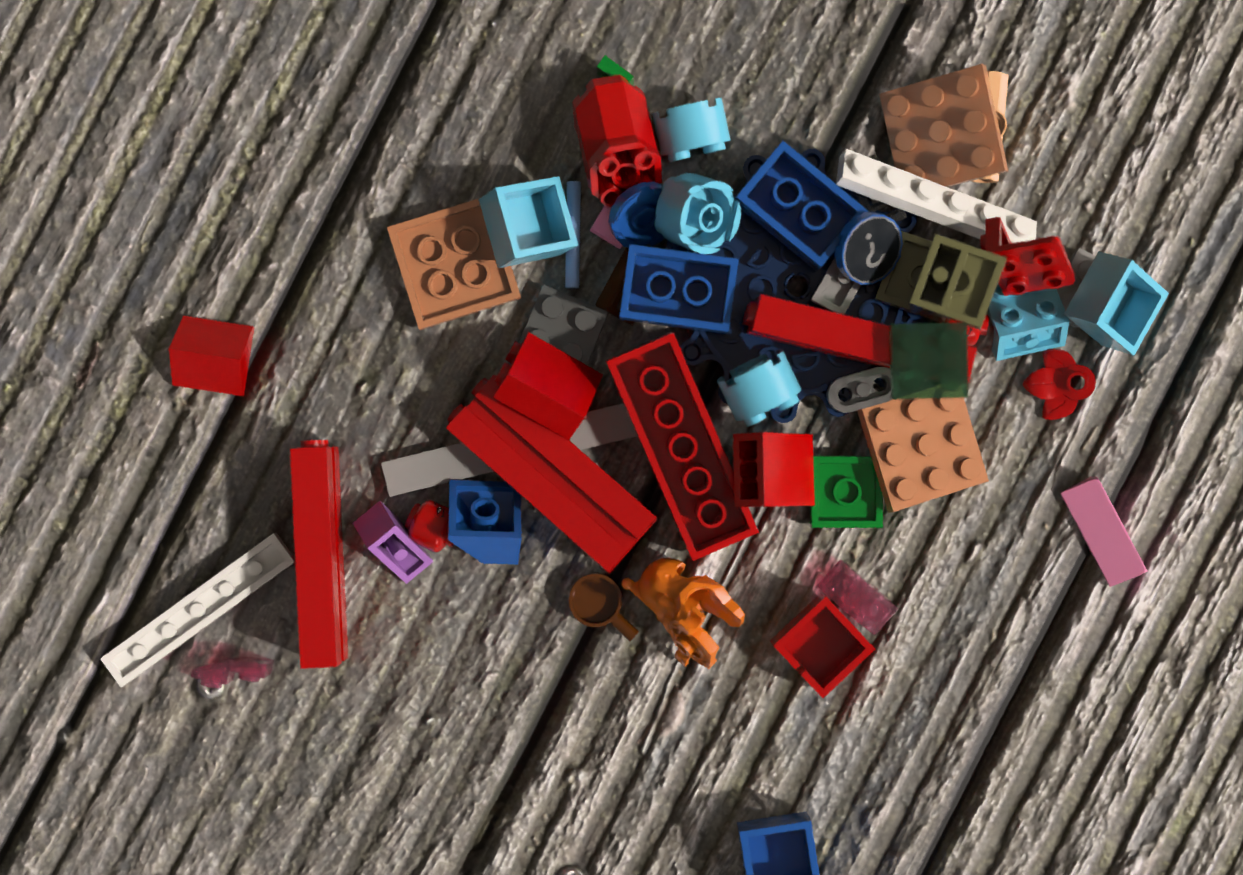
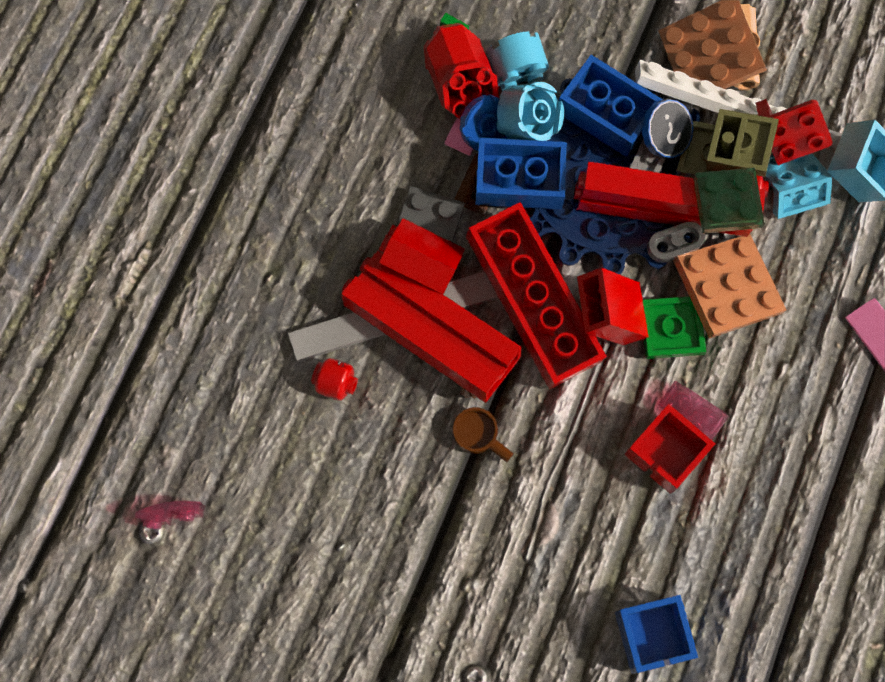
camera: 10 degrees left, 15 degrees down
(198, 609) = (138, 466): white plate -> none
(211, 355) = (144, 262): red slope -> none
(319, 554) = (241, 406): red brick -> none
(390, 542) = (302, 395): medium lavender slope -> none
(450, 265) = (338, 175): nougat plate -> none
(485, 520) = (380, 371): blue slope -> none
(528, 221) = (396, 134): medium azure piece -> none
(572, 259) = (431, 149): light blue bar -> none
(679, 605) = (555, 435): orange helmet -> none
(760, 387) = (593, 240): medium azure brick -> none
(1054, 384) = (827, 232): red plate -> none

